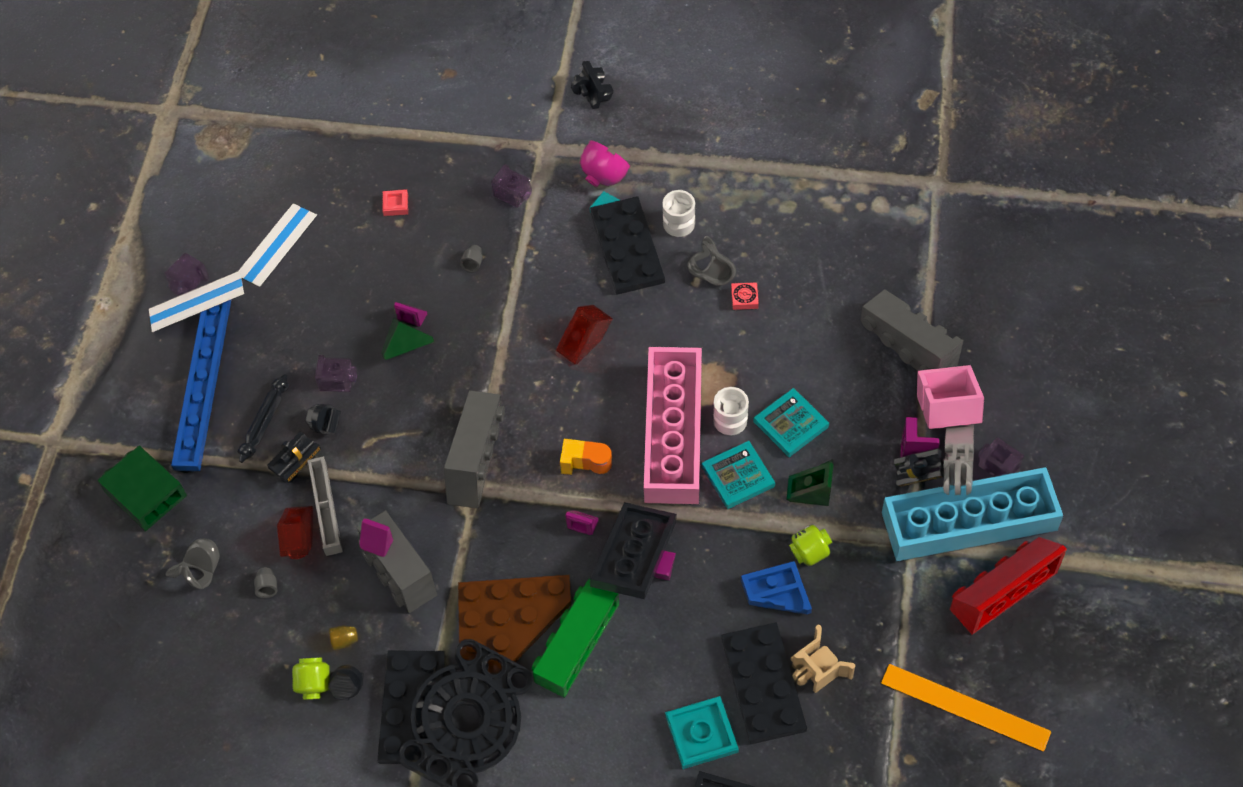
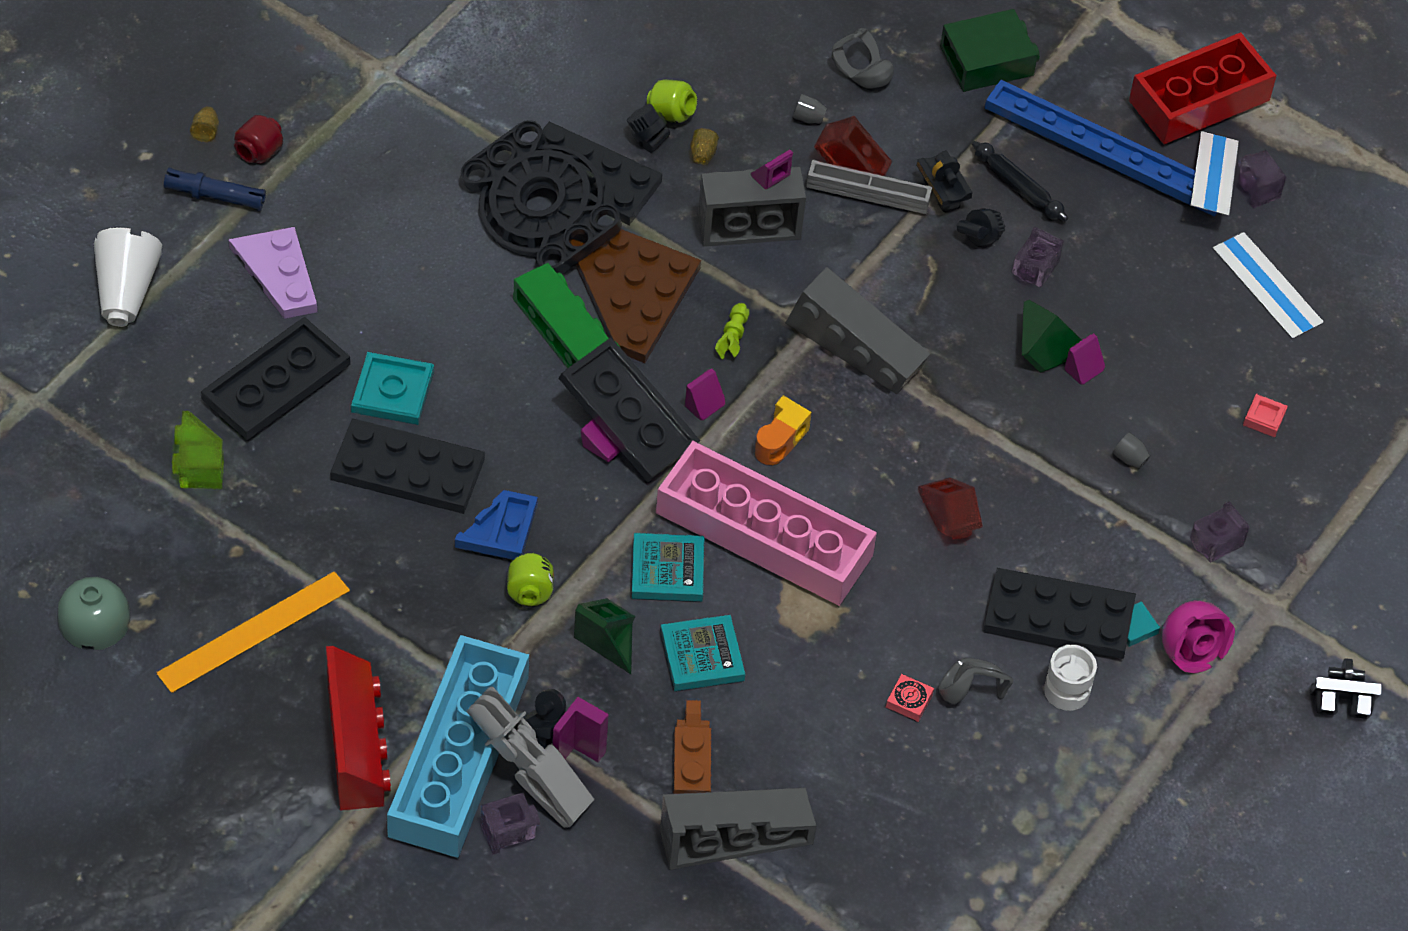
camera: 110 degrees right, 5 degrees down
(118, 335) = (1202, 88): none -> red brick
(493, 535) = (733, 331): none -> lime piece
(730, 411) = (748, 588): white wheel -> none
(819, 664) = (390, 513): tan piece -> none
(870, 391) = (692, 752): none -> dark orange hinge
(950, 397) = (617, 811): bright pink piece -> none

